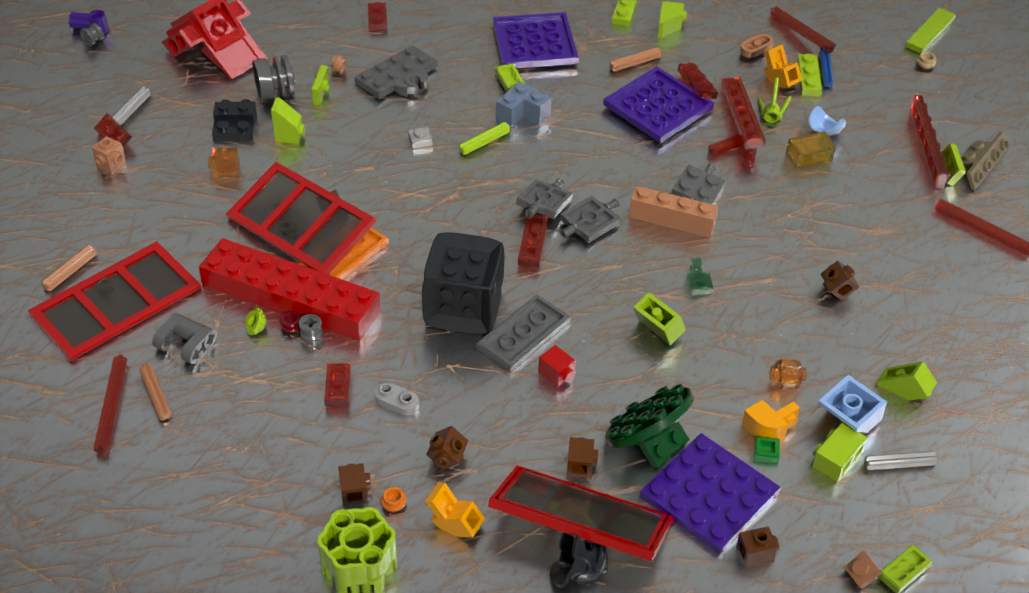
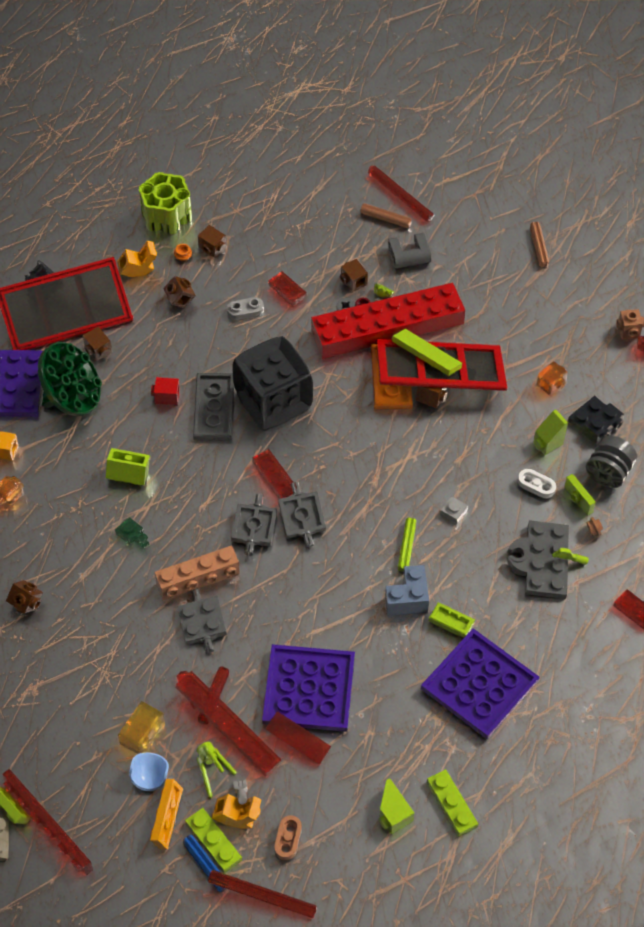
camera: 140 degrees right, 10 degrees up
(113, 300) = (485, 248): door -> none
(264, 350) = (354, 275): none -> reddish brown brick
(301, 226) = (427, 352): none -> lime tile
(339, 111) = (537, 483): none -> white plate
(386, 53) = (565, 553): none -> lime piece
(635, 59) = (377, 732): nougat axle -> none
(766, 83) = (241, 788): none -> light grey piece
(836, 96) = (166, 814): none -> light orange plate

